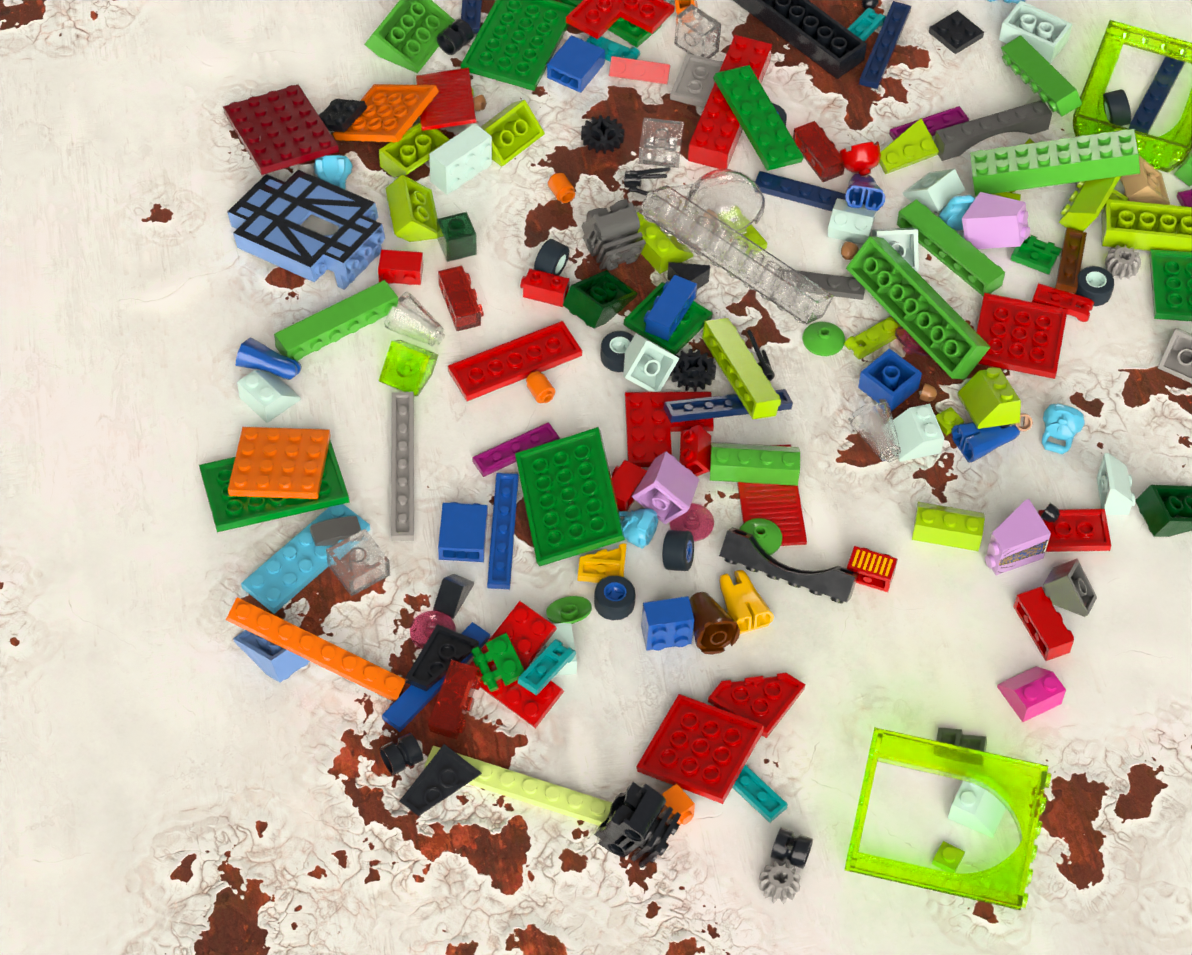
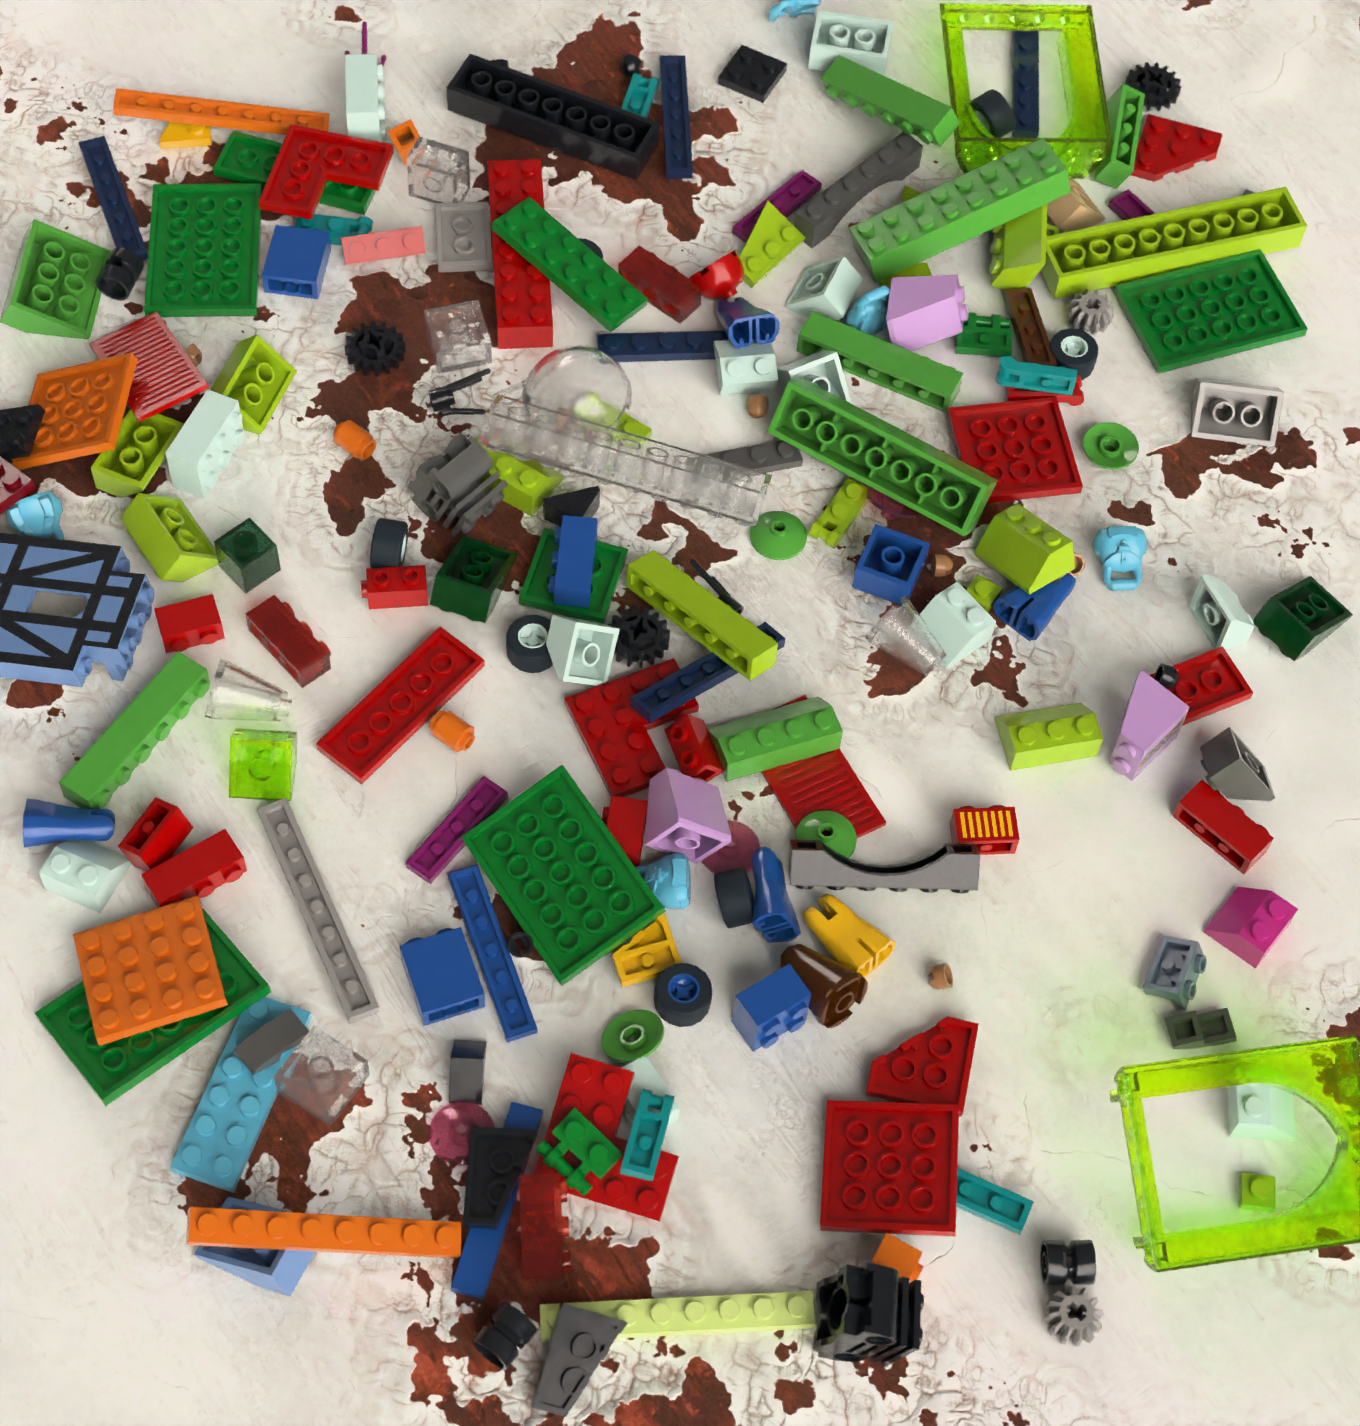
camera: 25 degrees left, 5 degrees up
(319, 386) = (155, 835): none -> red brick
(336, 415) = (195, 871): none -> red brick
(517, 532) = (526, 942): none -> black hinge
(701, 560) = (772, 906): none -> blue piece
(795, 648) = (941, 976): none -> medium nougat hinge
(962, 701) = (1175, 970): none -> sand blue bracket
(1056, 290) = (1035, 376): none -> teal plate
(1091, 354) = (1110, 437): none -> bright green dish

